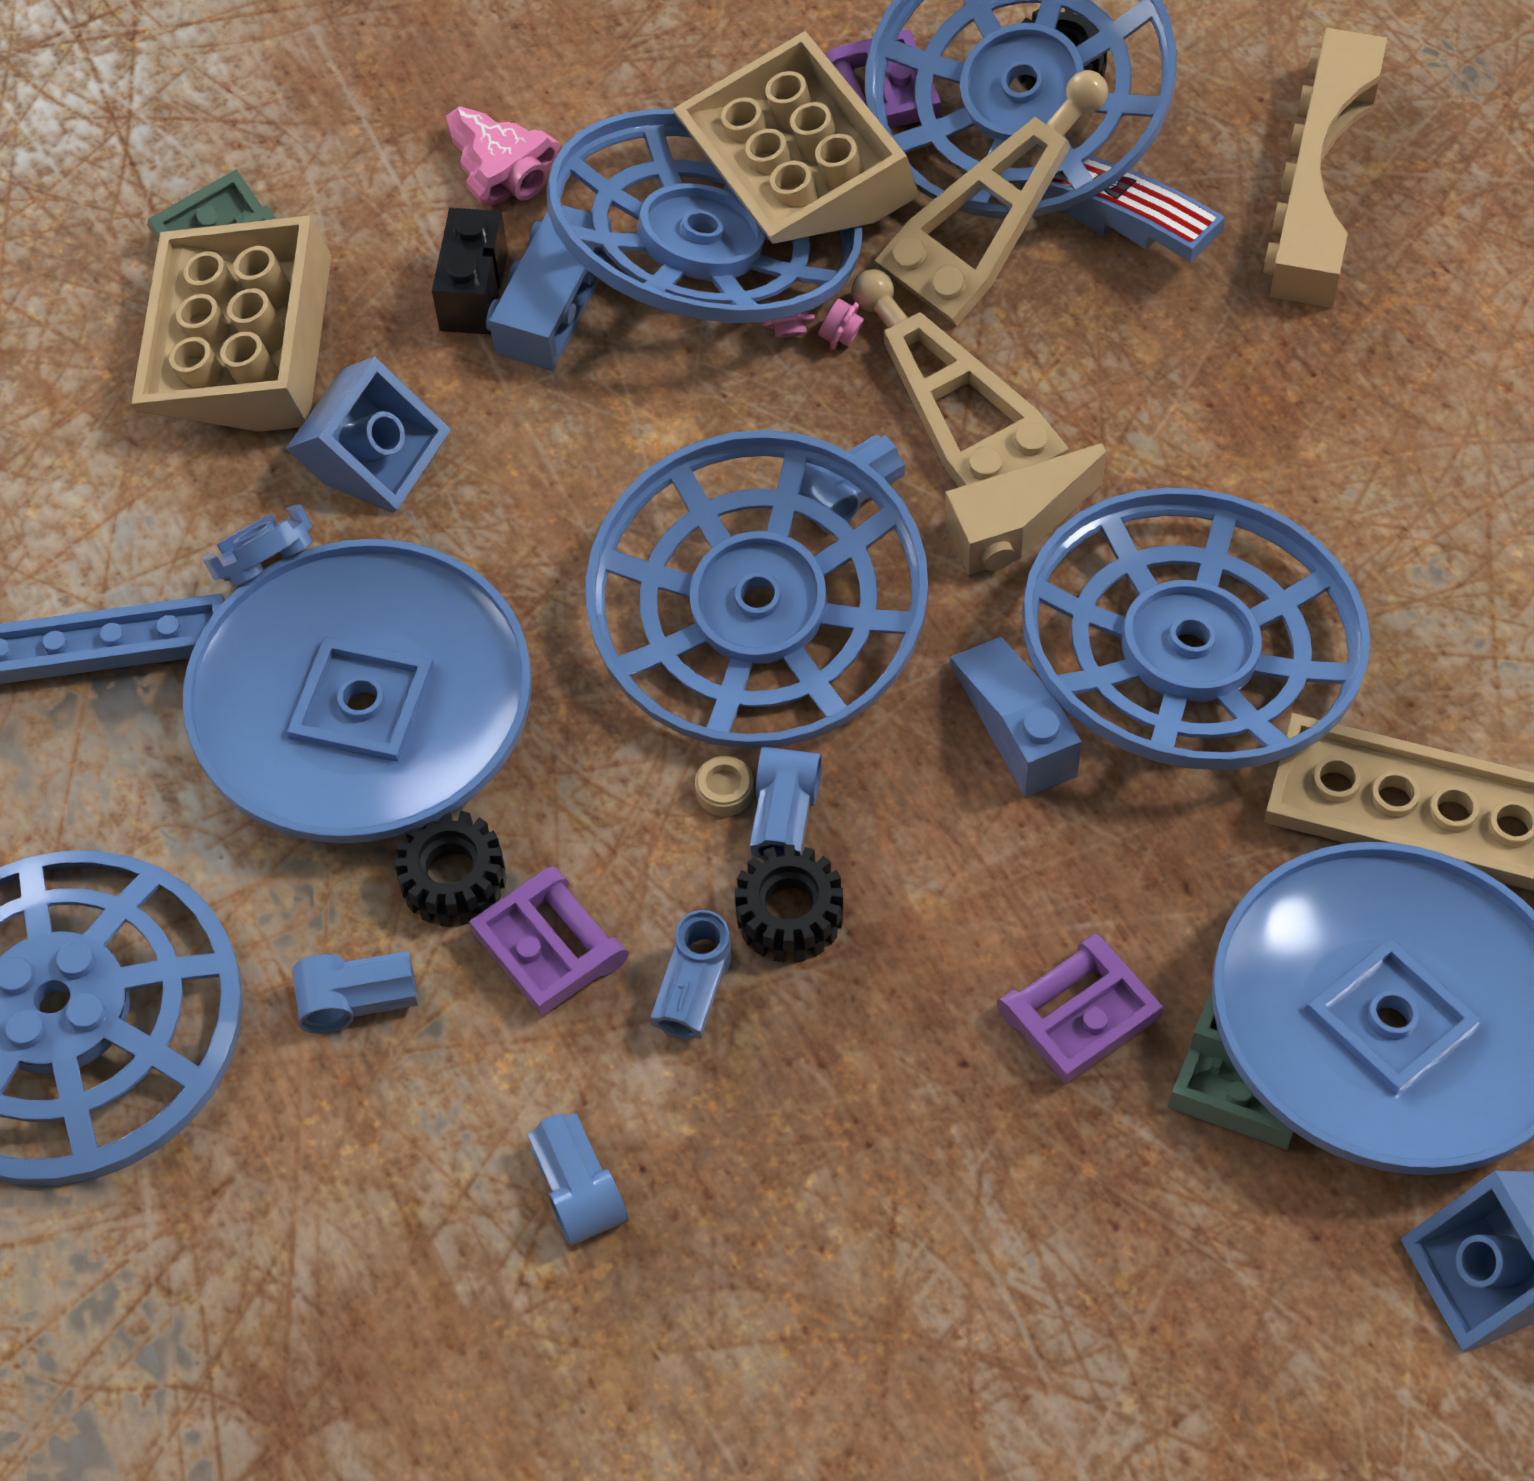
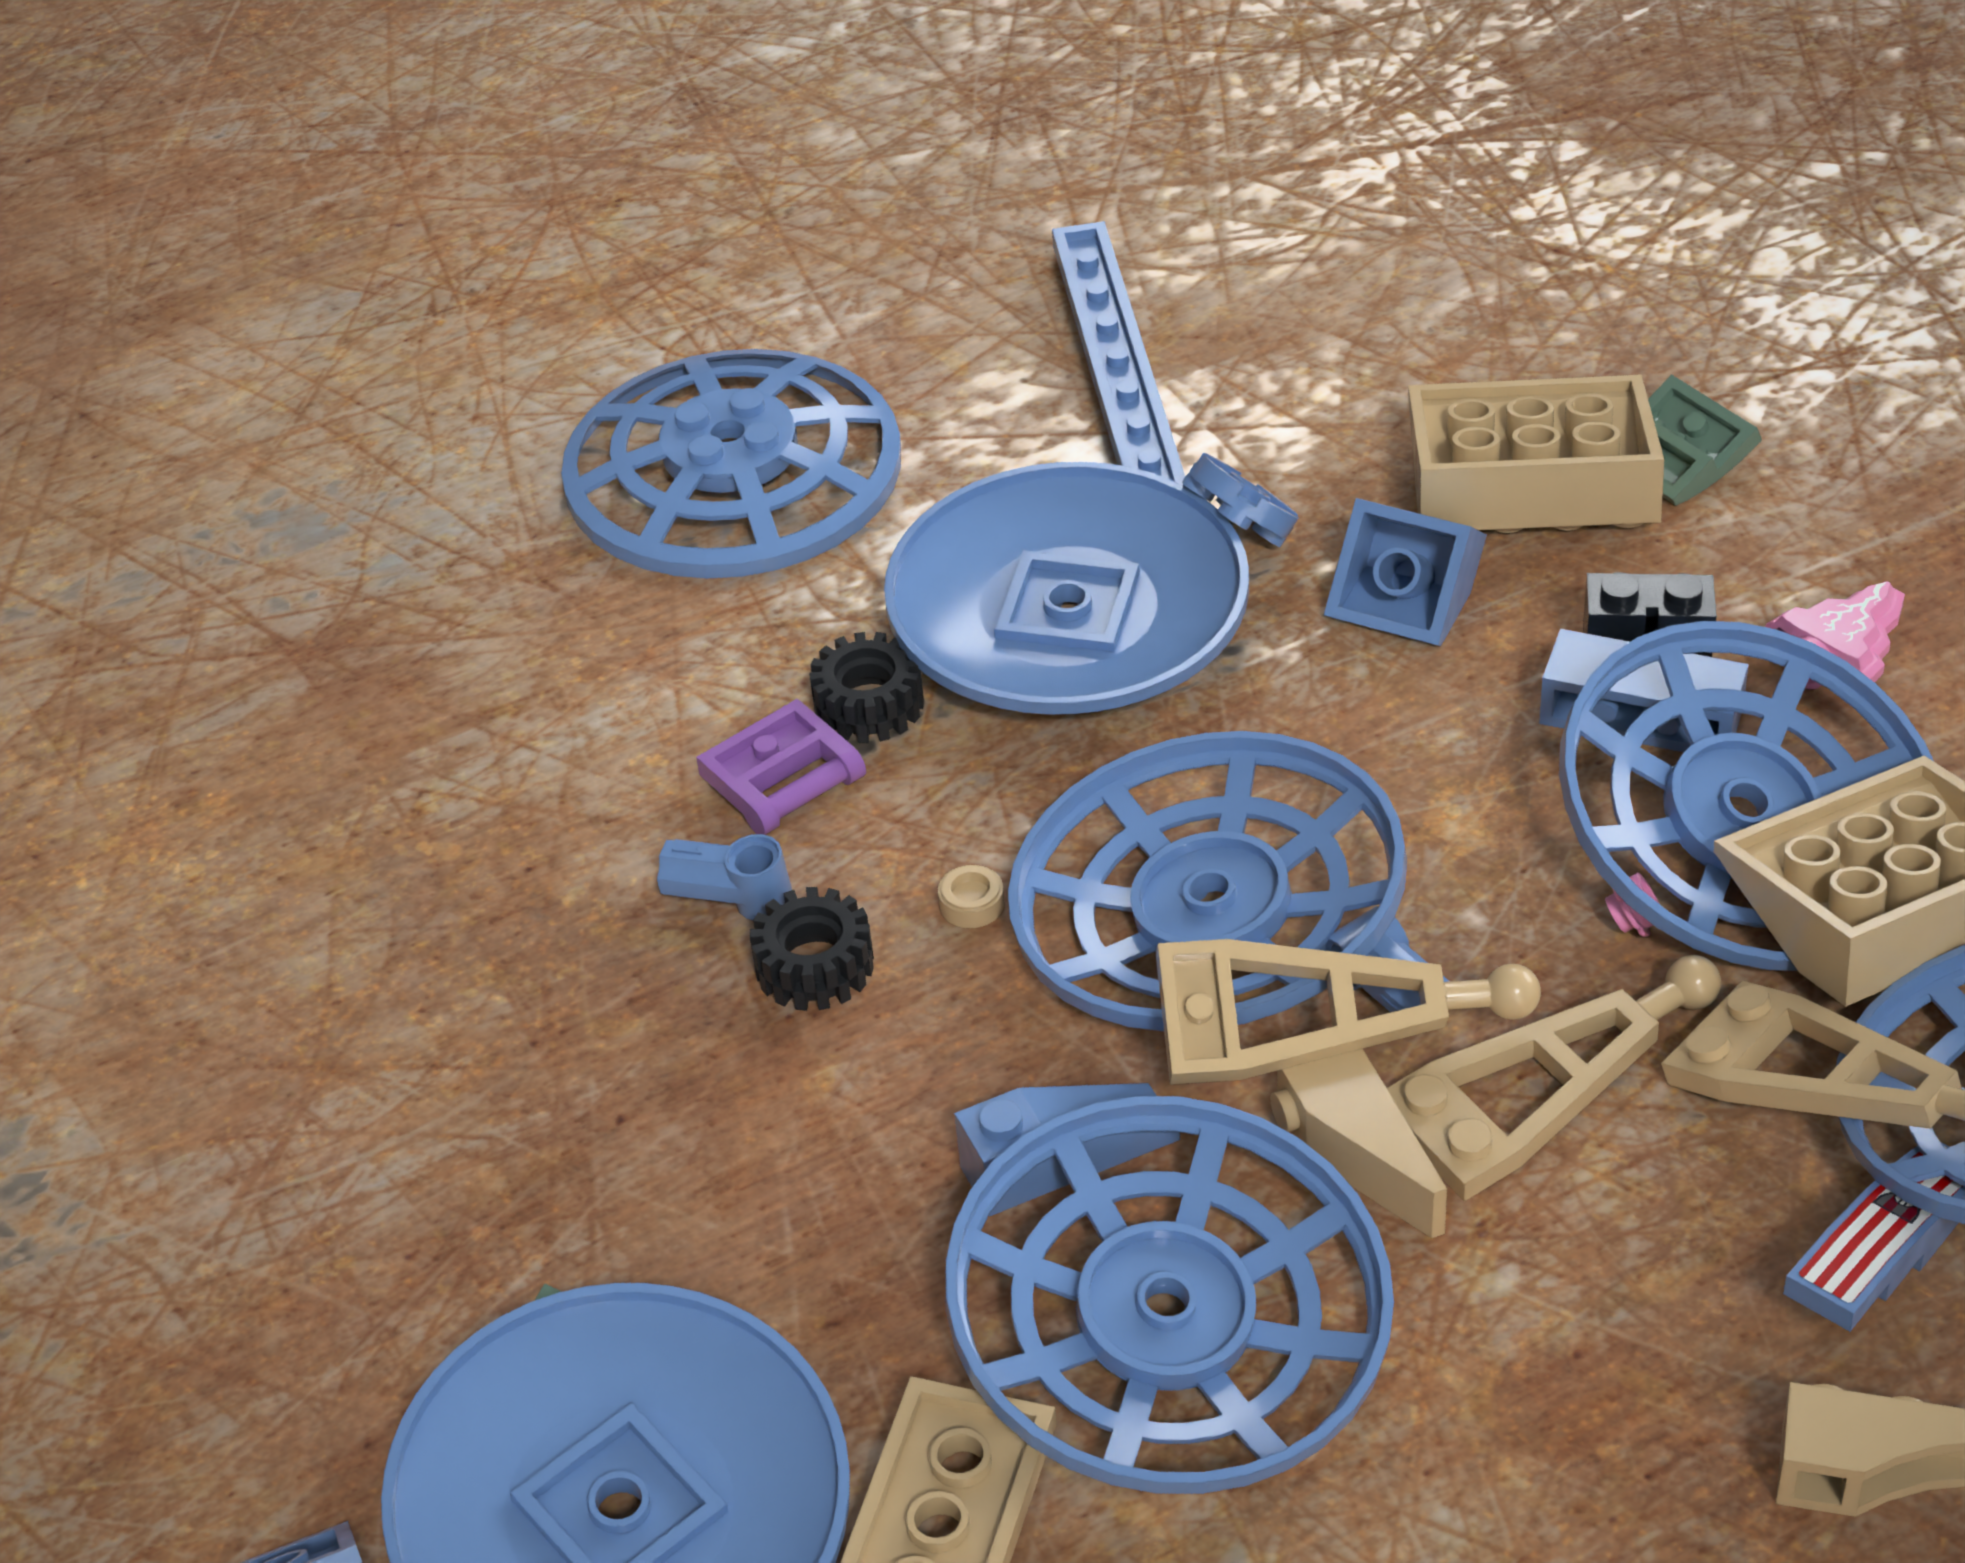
camera: 90 degrees right, 15 degrees down
(336, 990) = (733, 627): medium blue piece -> none
(581, 1192) = (489, 812): medium blue piece -> none
(785, 790) = (957, 938): medium blue piece -> none
(841, 324) = (1635, 955): bright pink plate -> none
(923, 572) = (1203, 1018): none -> tan plate
(1089, 1023) = (647, 1217): medium lavender plate -> none

